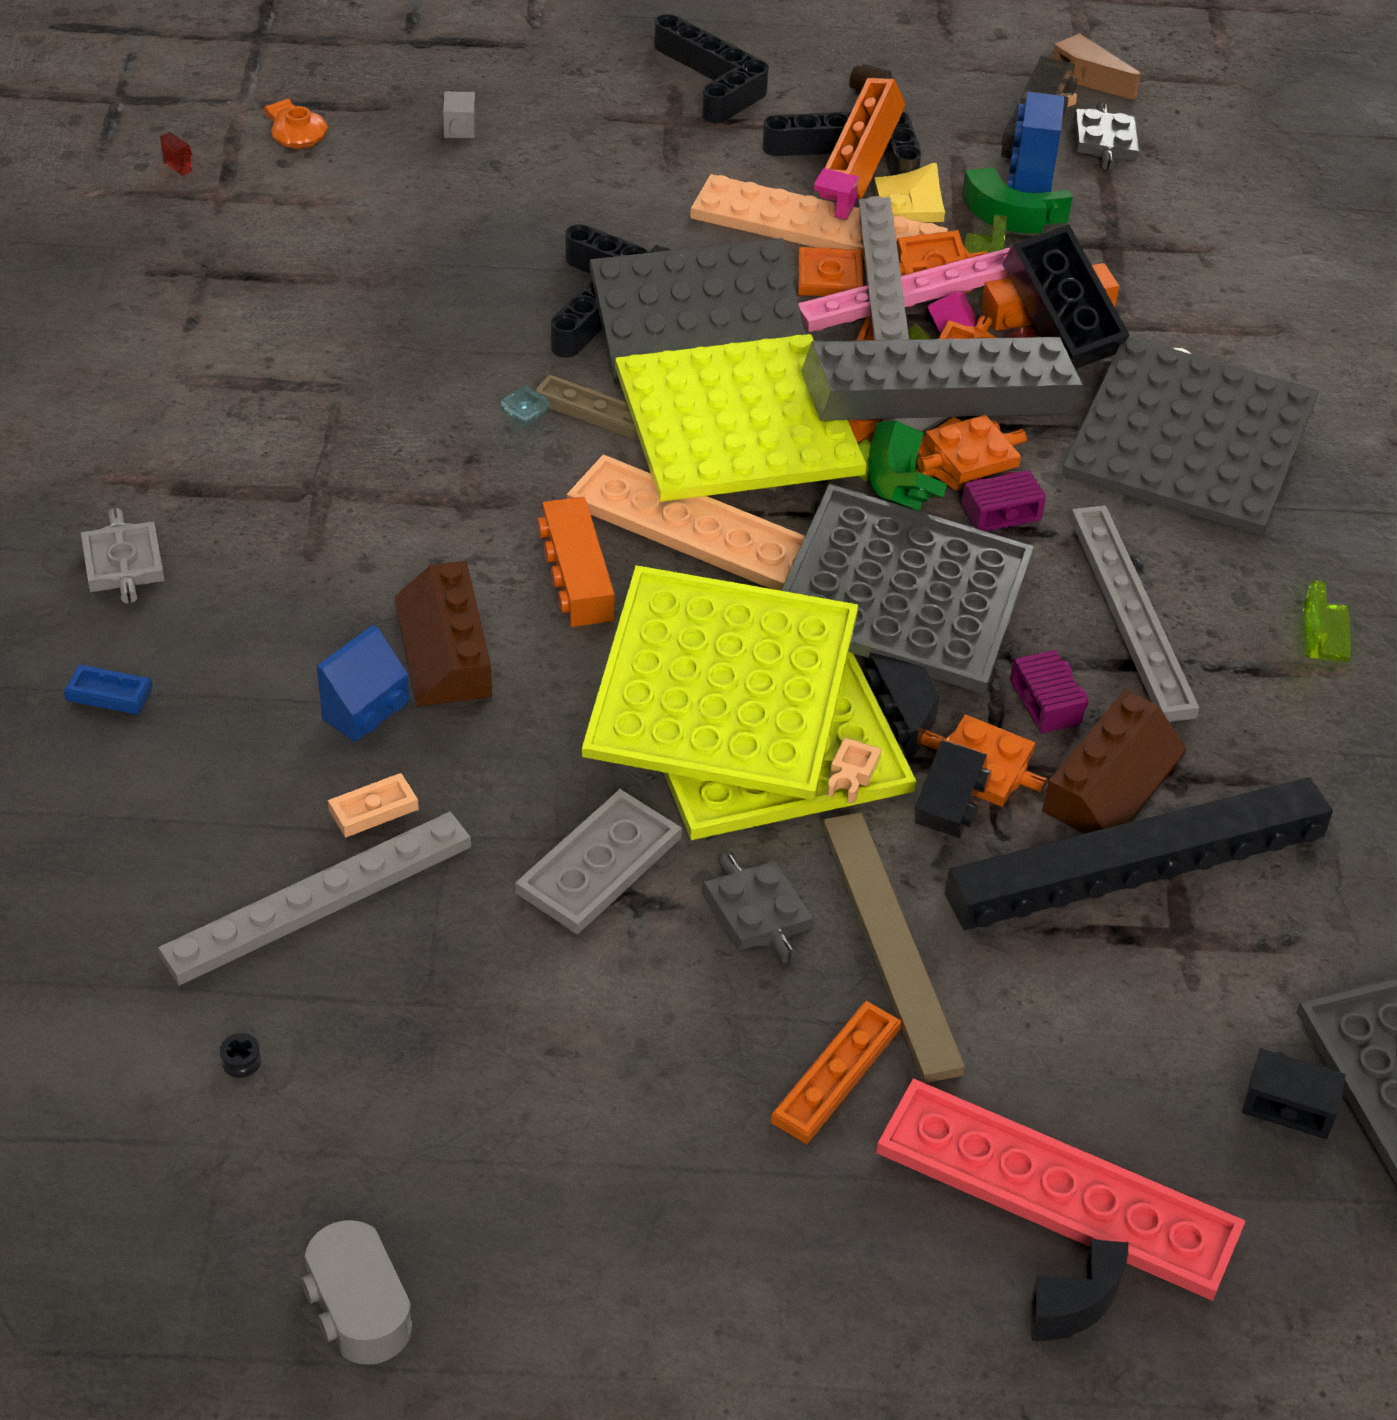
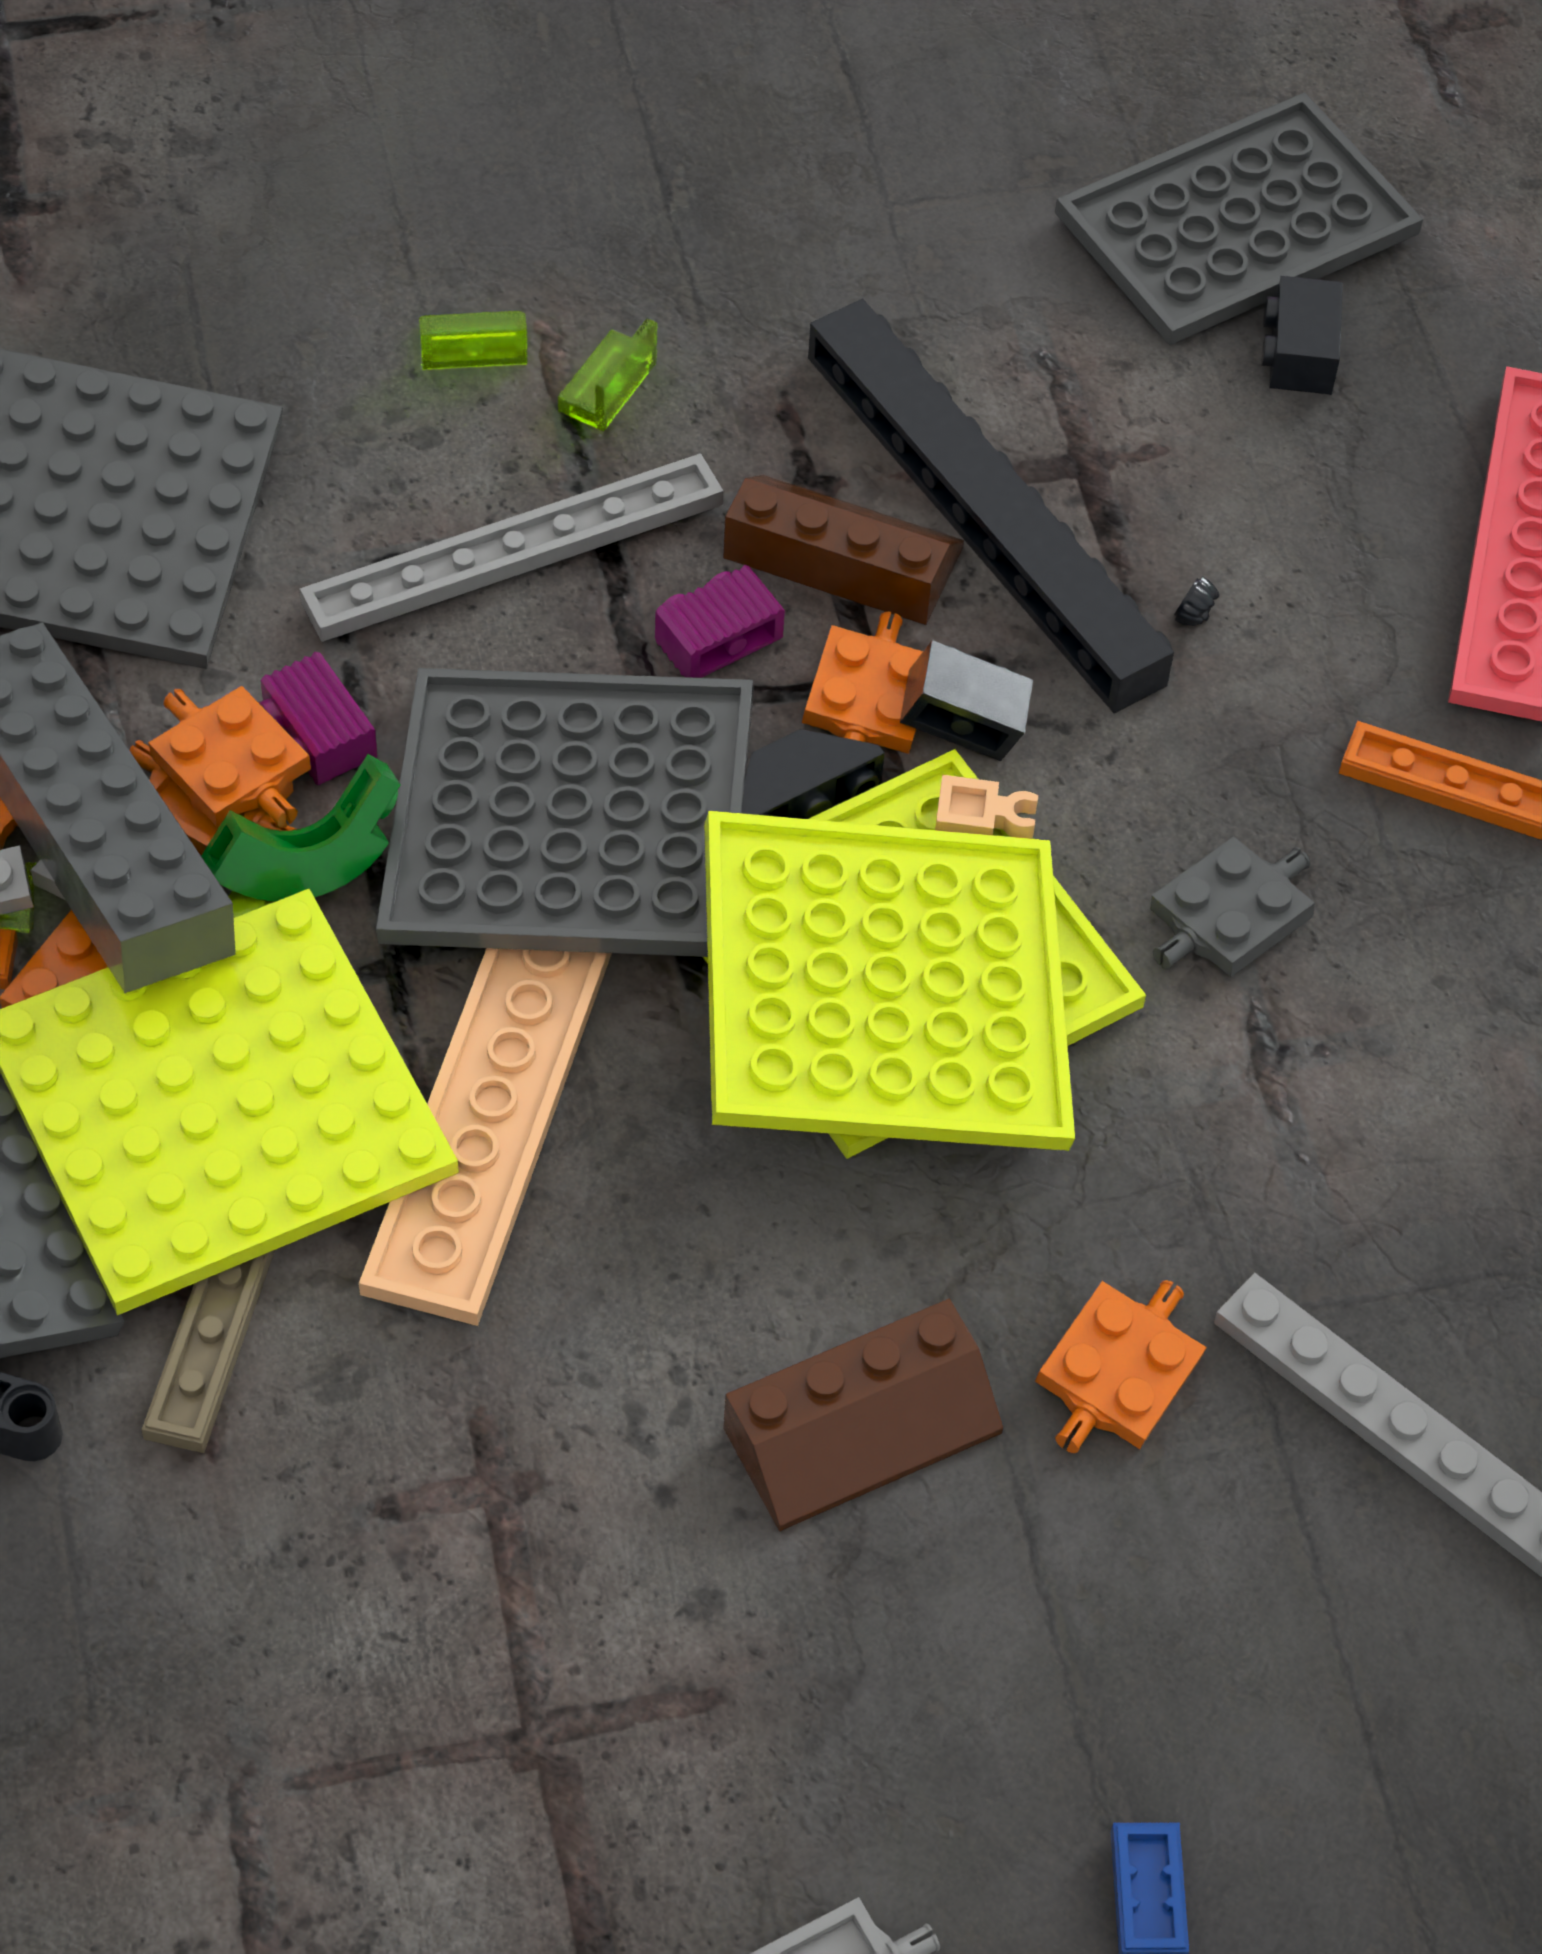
camera: 105 degrees left, 10 degrees up
(362, 684) = (1035, 1487): blue slope -> none
(373, 805) = (1244, 1417): light nougat plate -> none
(435, 761) = (1120, 1365): none -> orange plate
(525, 405) = (243, 1443): clear light blue plate -> none
(577, 562) = (630, 1265): orange brick -> none
(598, 861) = (1233, 1102): light grey plate -> none
(893, 949) = (1228, 753): dark tan tile -> none
(1028, 952) = (1197, 603): none -> black piece
(1281, 685) = (610, 376): none -> clear neon green panel

